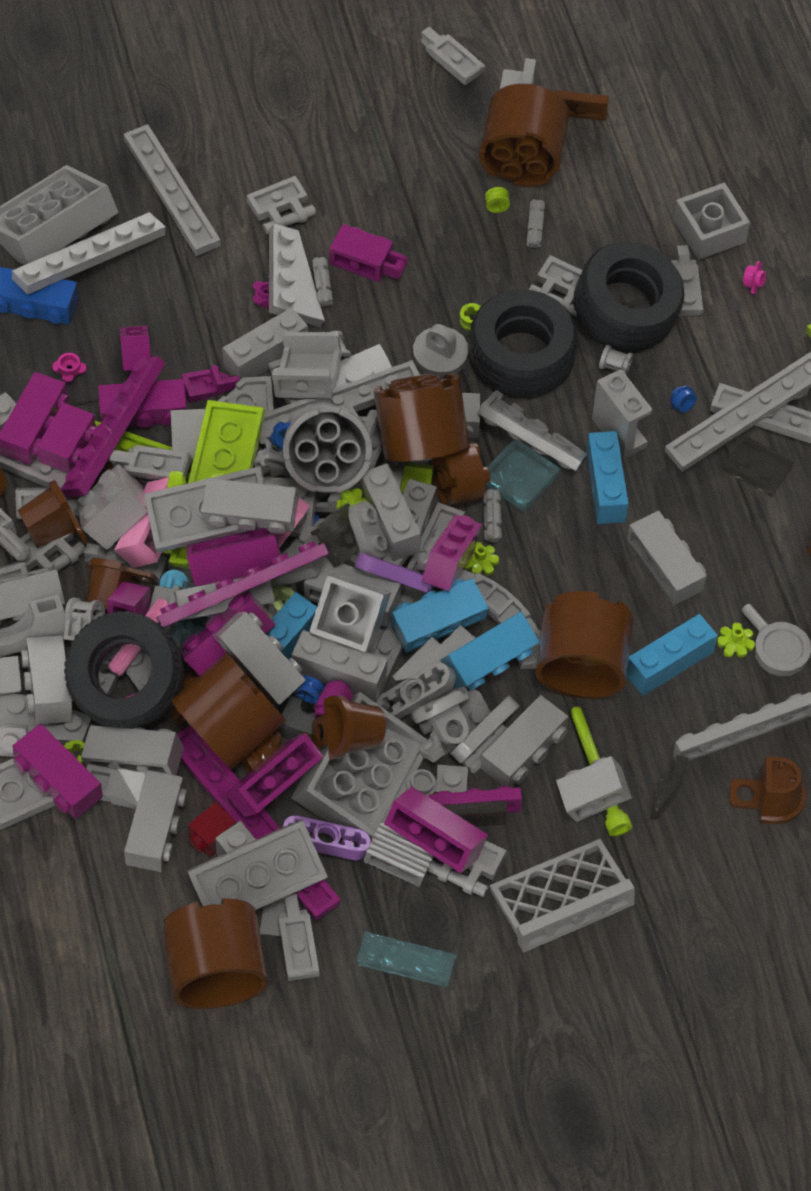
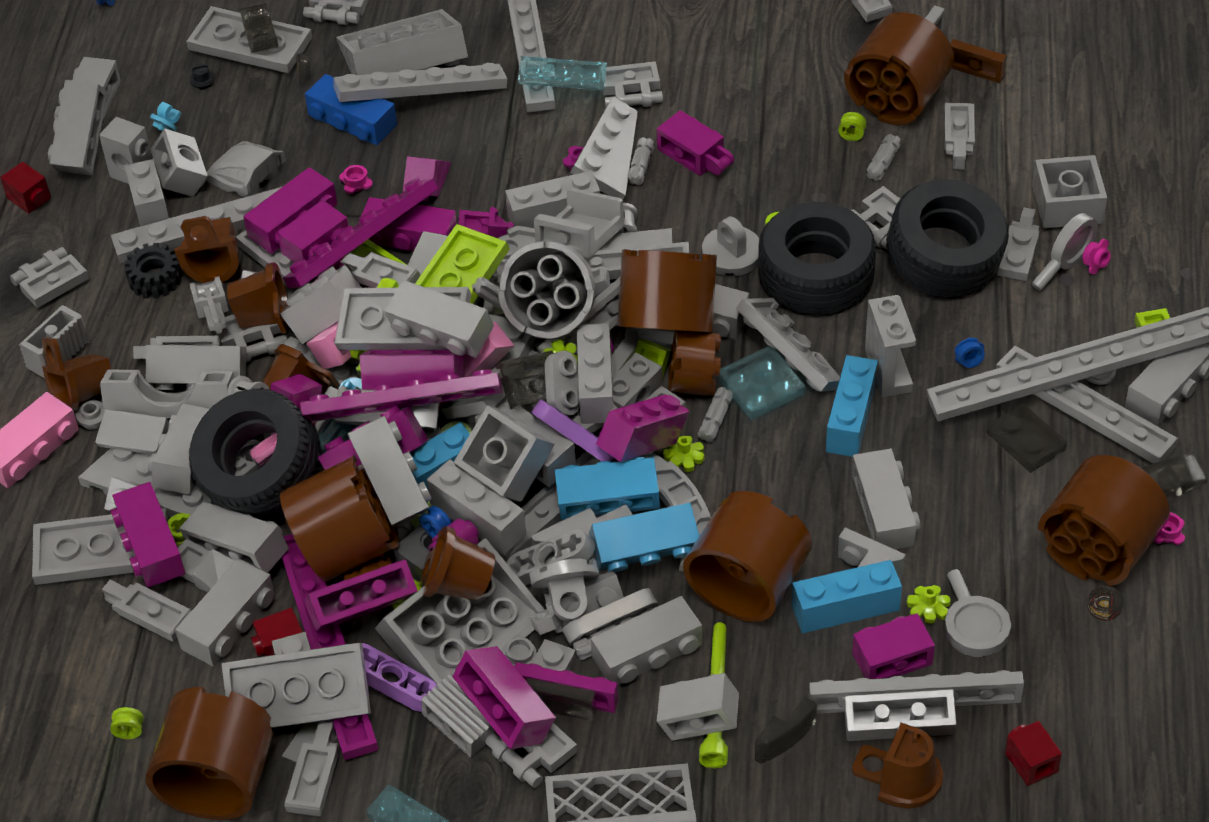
camera: 25 degrees right, 10 degrees down
(82, 838) = (146, 608): none -> light grey hinge
(116, 946) = (126, 723): none -> lime bush
(218, 211) = (562, 73): none -> clear light blue plate
(592, 182) = (959, 132): none -> light grey hinge
(615, 360) = (913, 299): light grey bush -> none
(672, 610) = (863, 551): none -> light grey slope
(725, 689) = (893, 648): none -> magenta brick
(730, 280) = (1068, 247): none -> light grey piece
(755, 746) = (881, 714): none -> light grey brick

